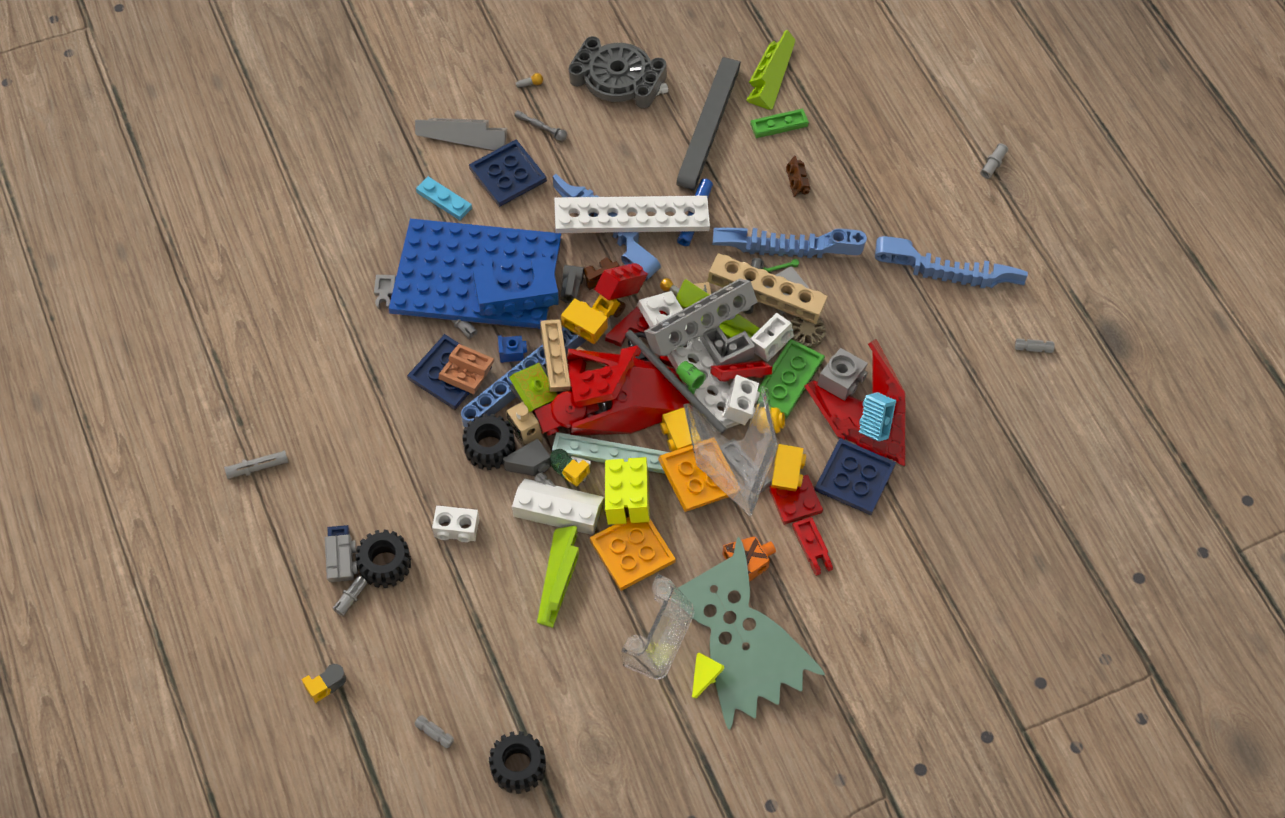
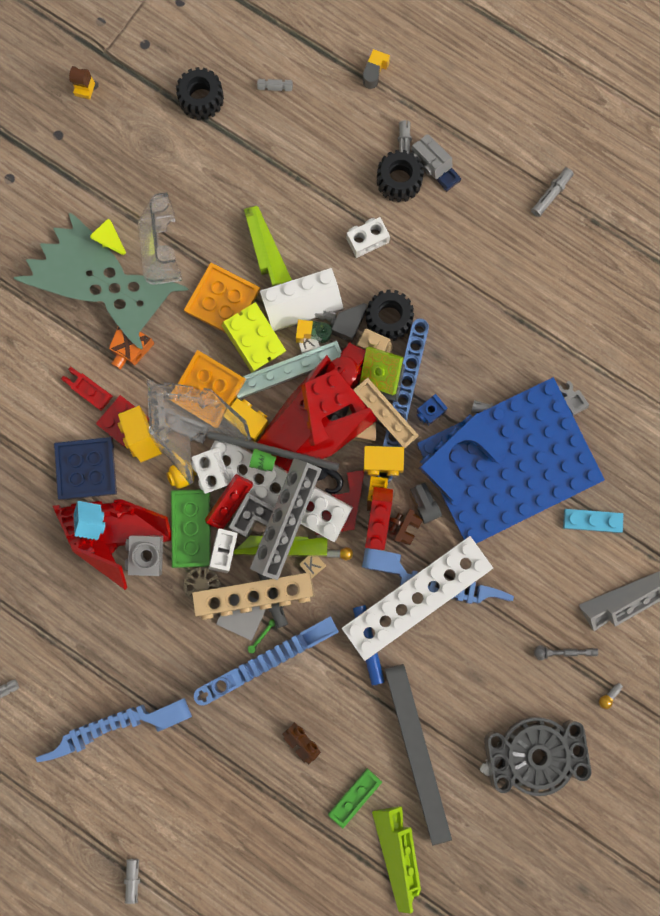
camera: 150 degrees right, 20 degrees up
(427, 372) = (465, 359): dark blue plate -> none
(466, 369) = (452, 364): nougat slope -> none
(507, 173) = (557, 580): dark blue plate -> none

